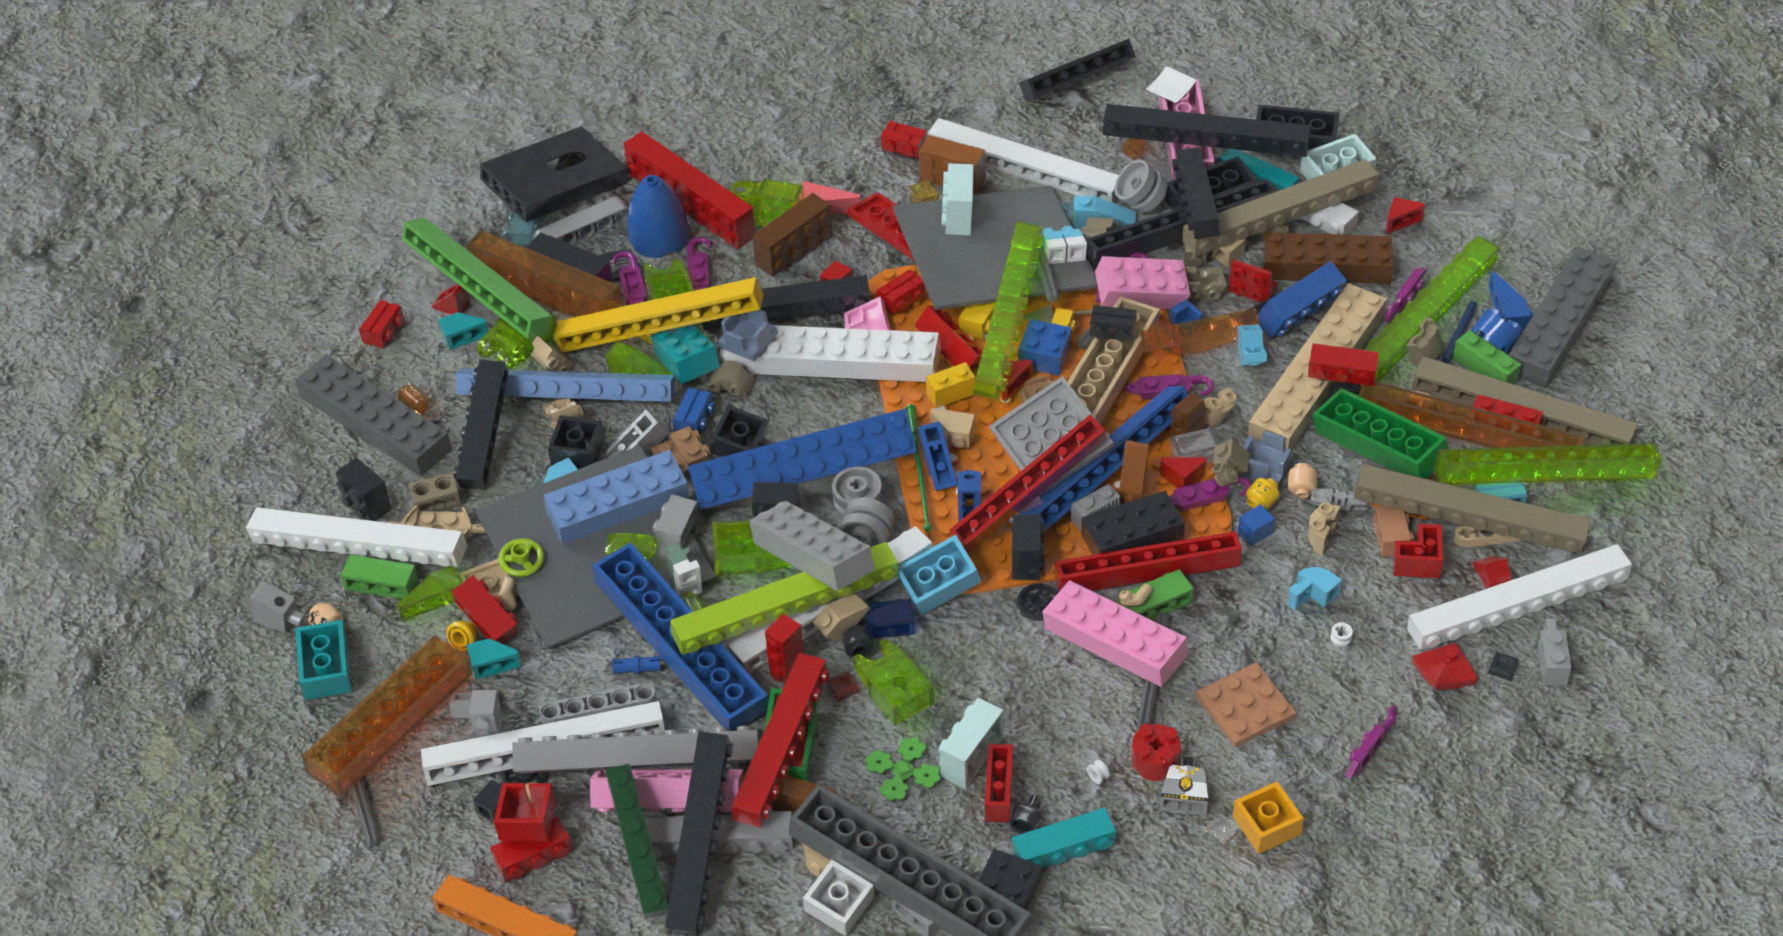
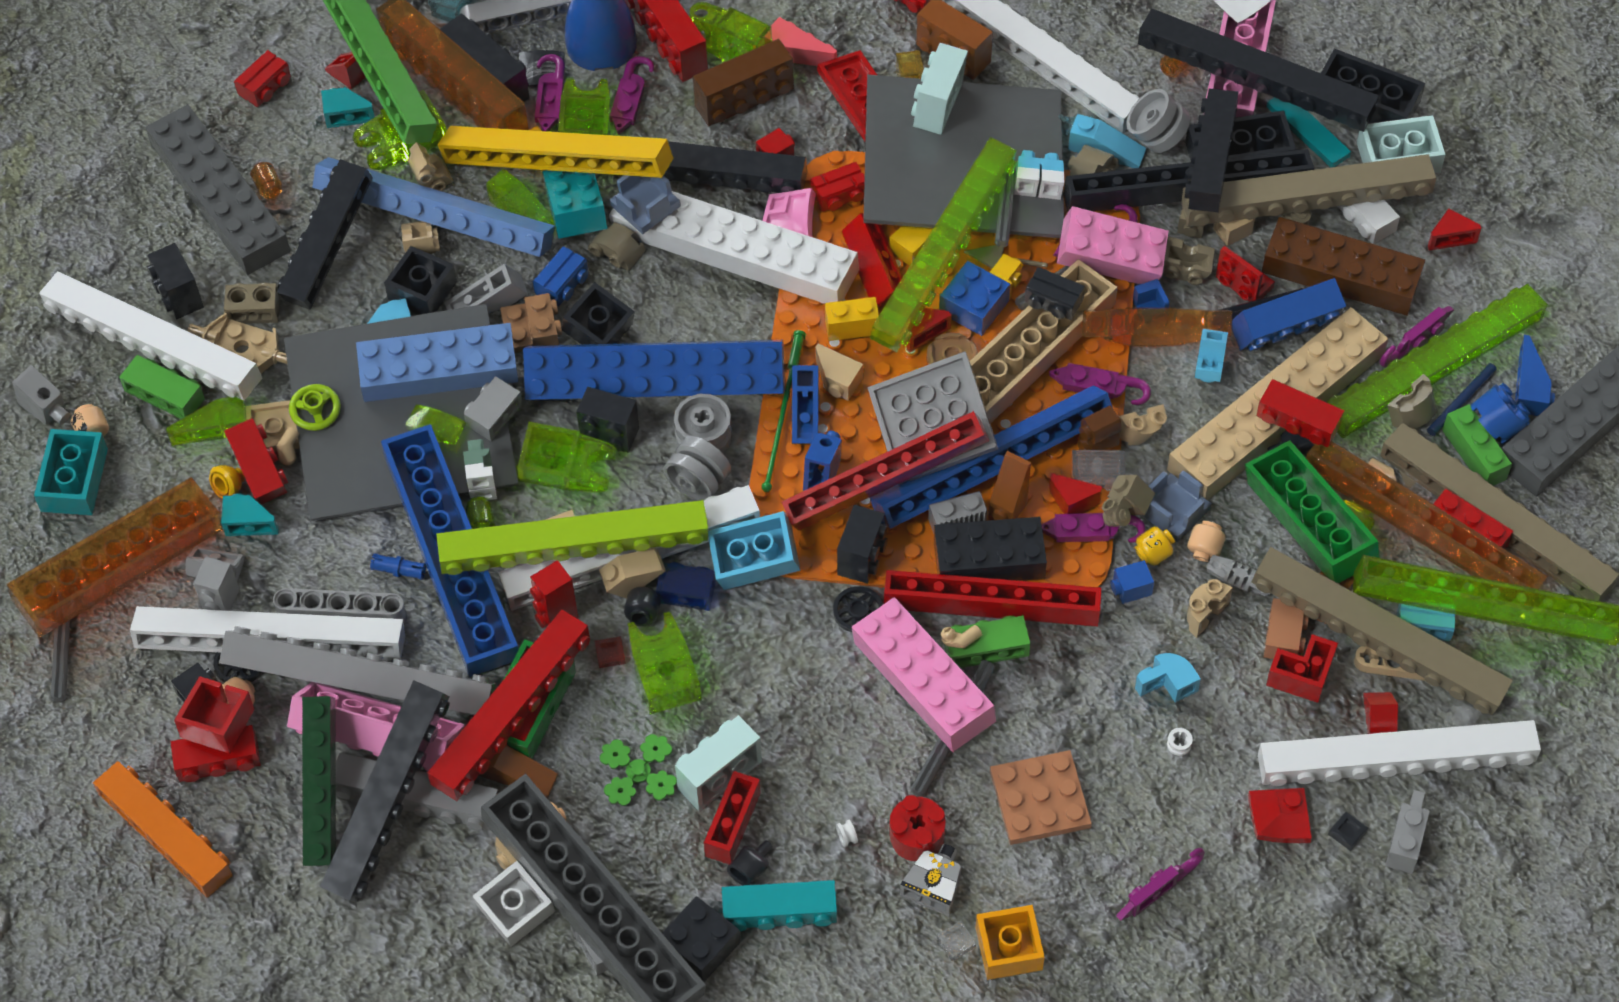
camera: 15 degrees right, 10 degrees up
(812, 545) = (619, 484): light grey brick -> none

